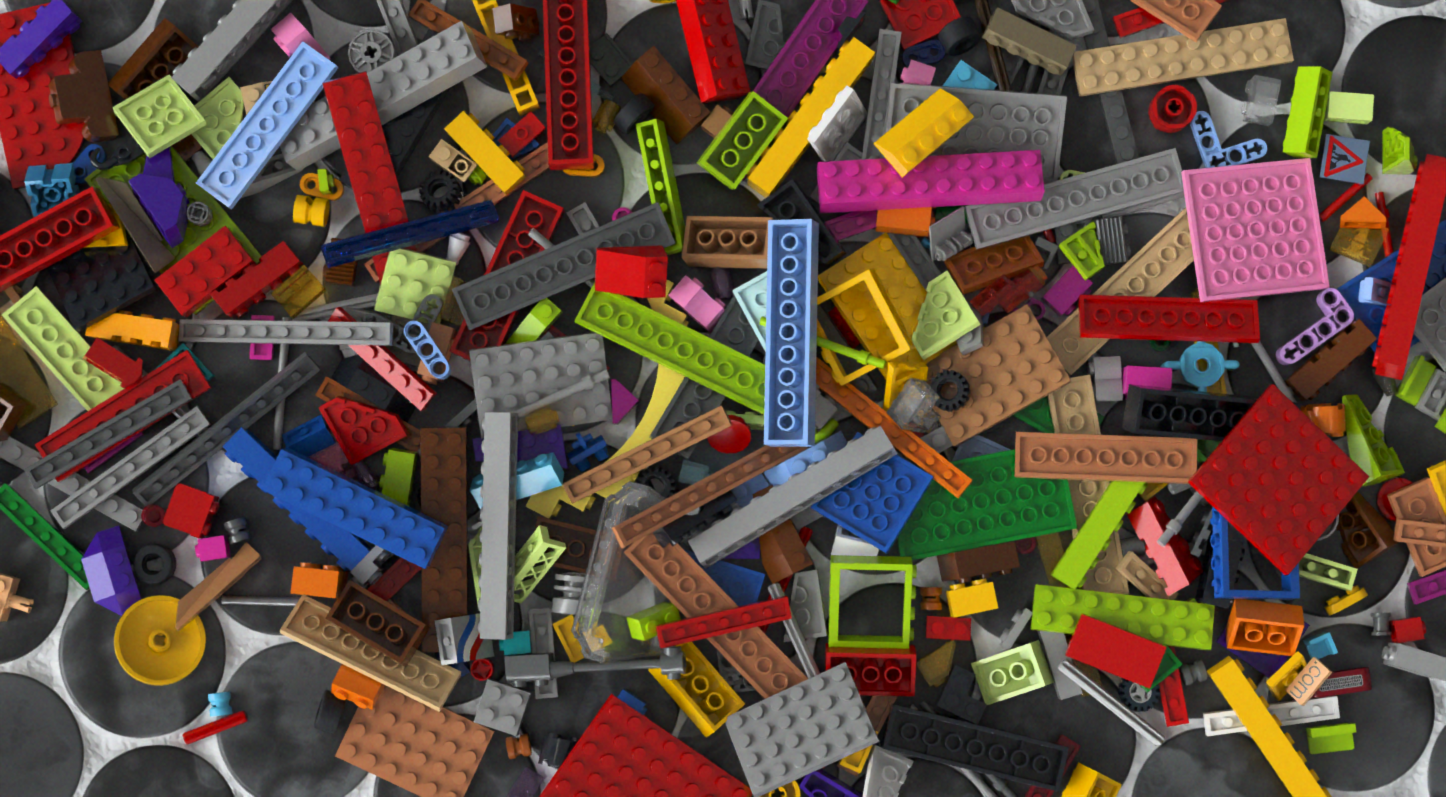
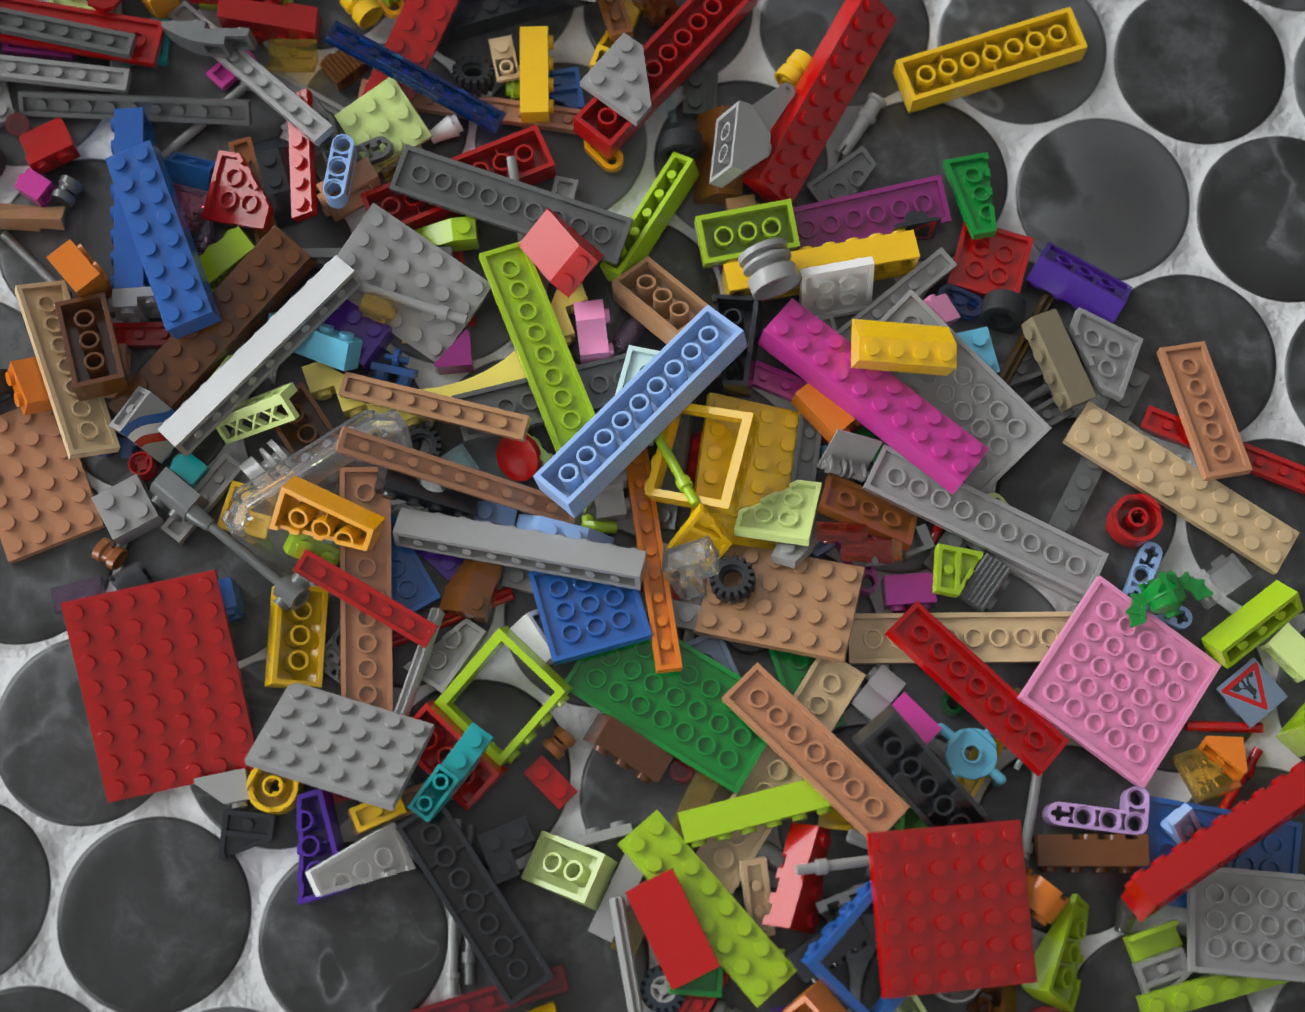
camera: 40 degrees right, 10 degrees down
(227, 339) = (208, 41): none -> dark grey slope
(522, 134) = (568, 87): red plate -> none
(555, 106) = (621, 80): none -> light grey plate
(605, 116) = (652, 130): clear yellow brick -> none
(650, 593) = (324, 515): none -> light orange wedge
(680, 75) = (744, 135): none -> light grey slope
(787, 157) = (769, 268): none -> light grey wheel
(887, 682) = (451, 773): none -> teal slope
(937, 664) = (511, 803): clear yellow slope -> none
(972, 598) = (591, 771): yellow brick -> none
(1236, 146) = (1165, 596): none -> green helmet

